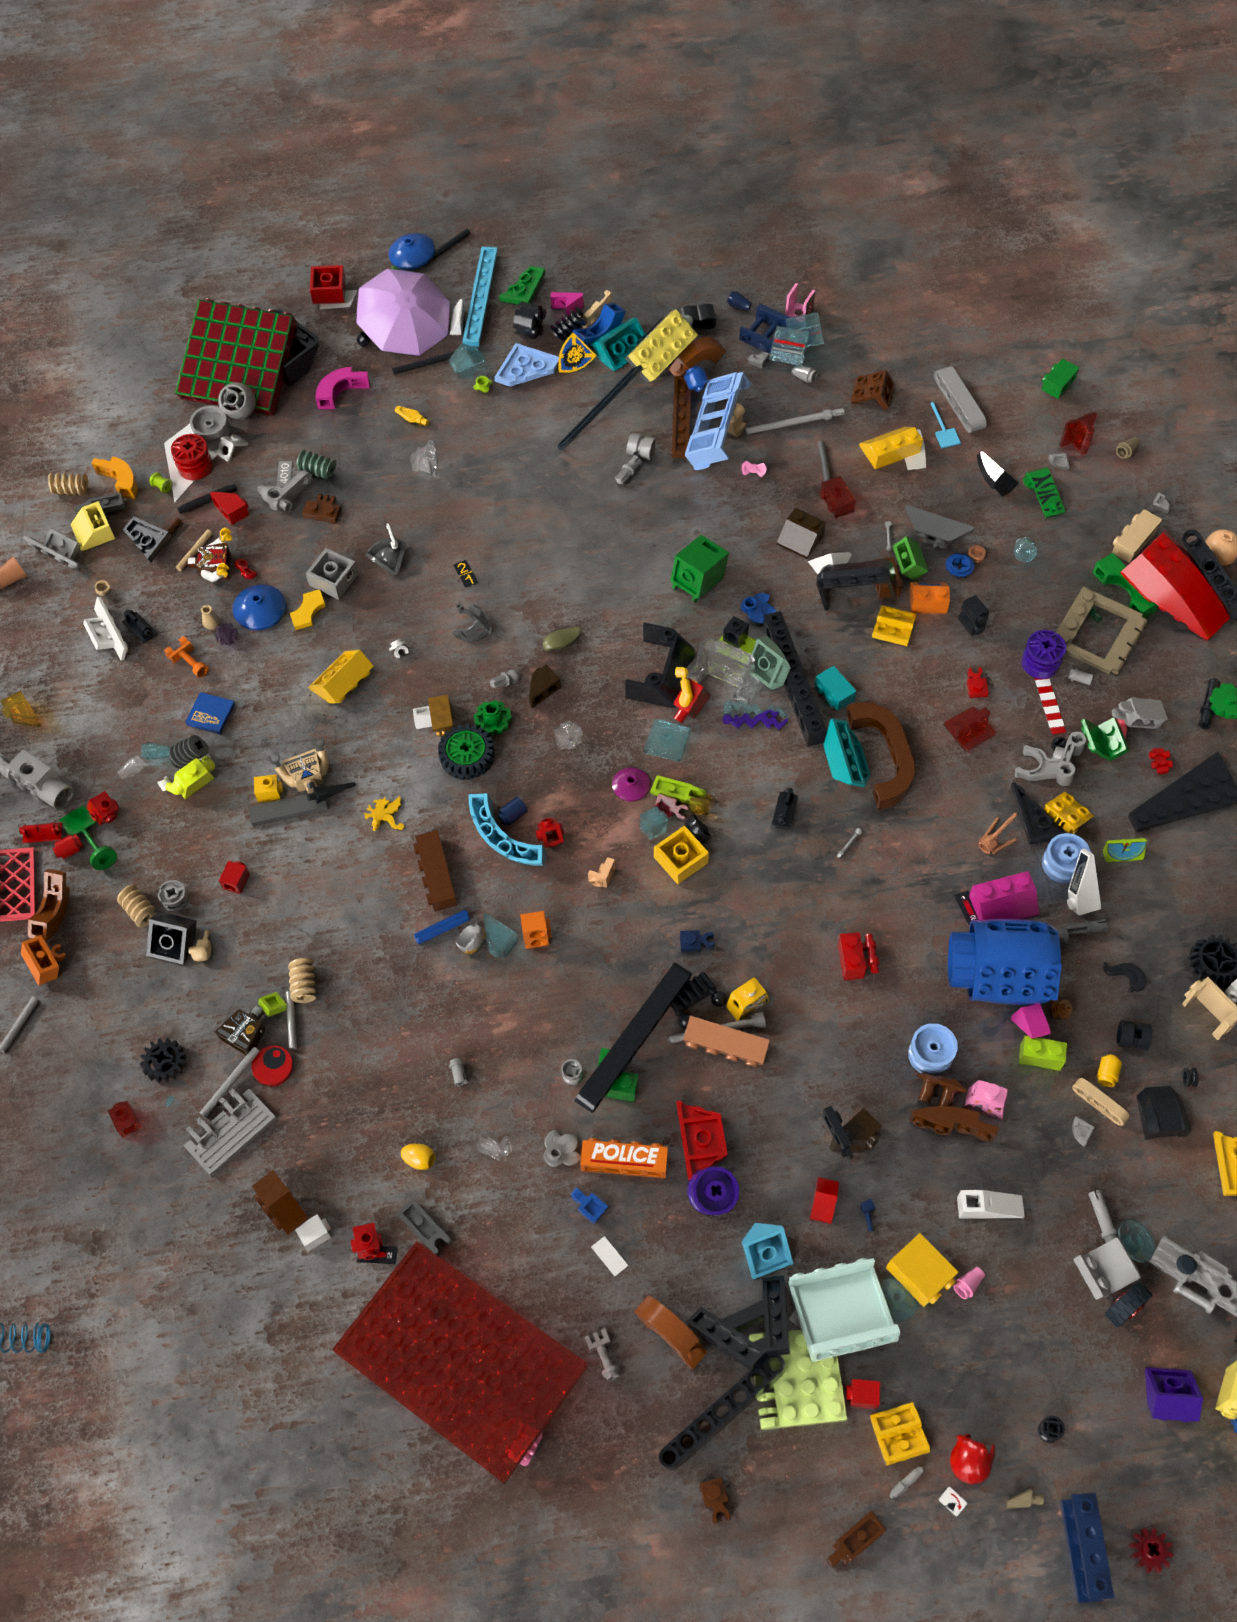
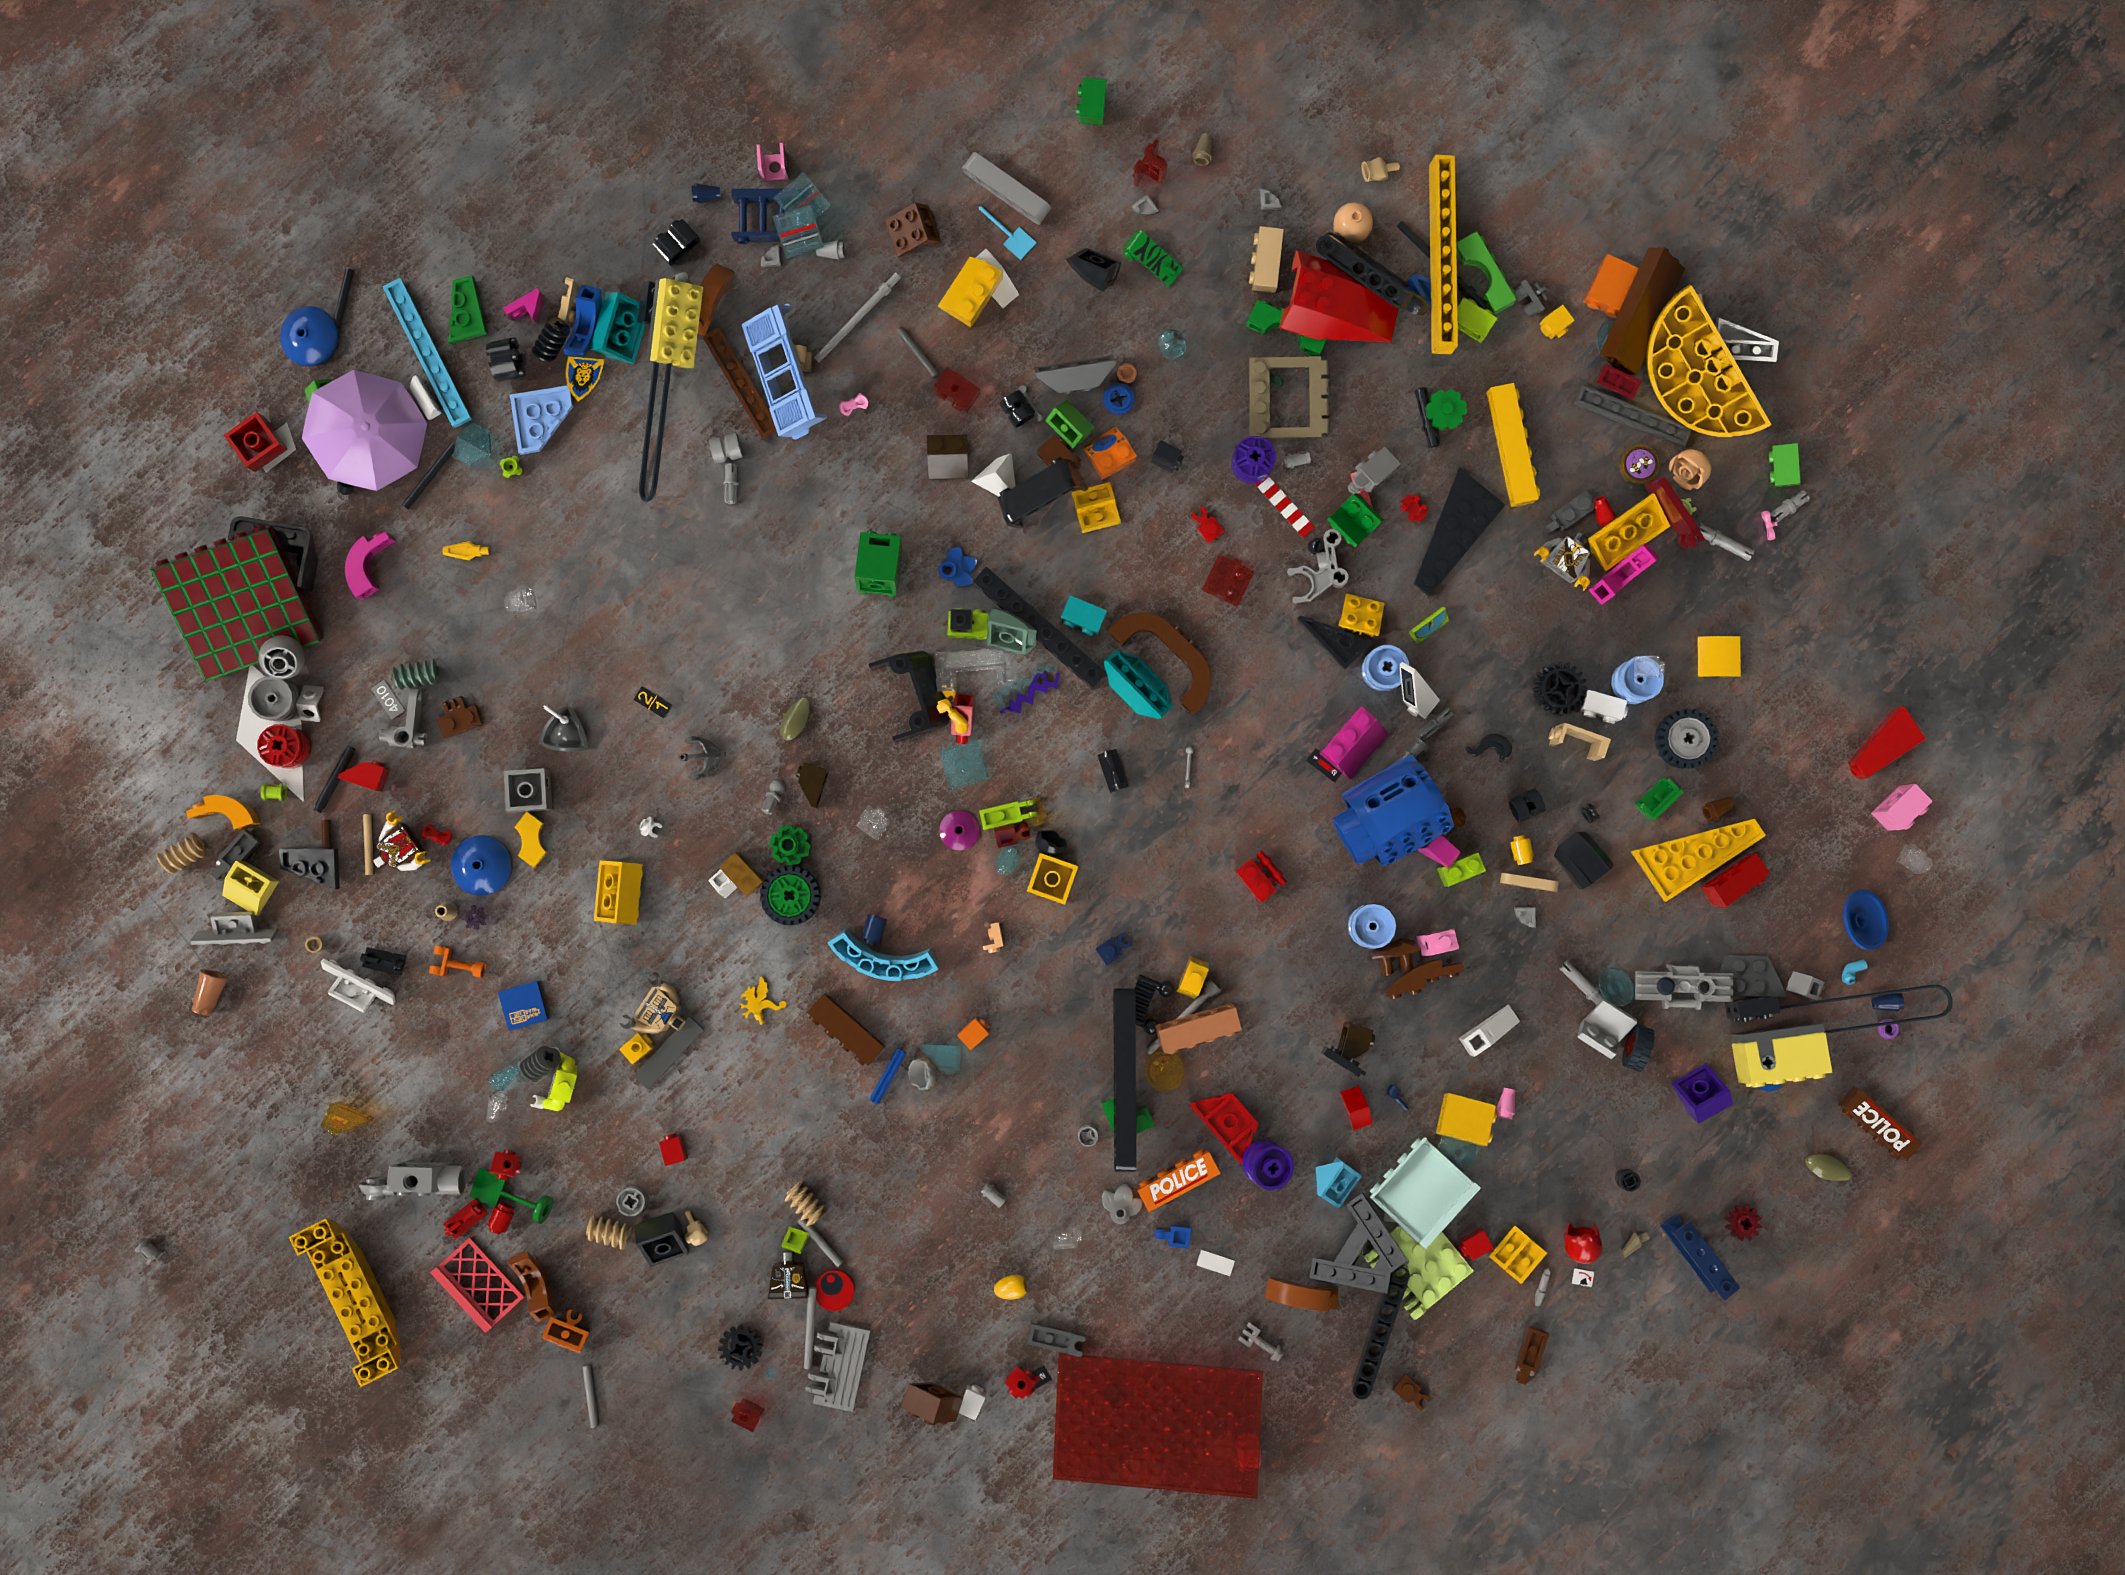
camera: 40 degrees left, 25 degrees up
(323, 792) = (692, 1021): black piece -> none
(553, 837) = (923, 930): red brick -> none
(673, 1063) = (1164, 1071): none -> clear yellow tile
(696, 378) = (728, 331): blue head -> none
(875, 530) = (1022, 413): none -> black wheel
(989, 842) = (1310, 692): nougat plant -> none

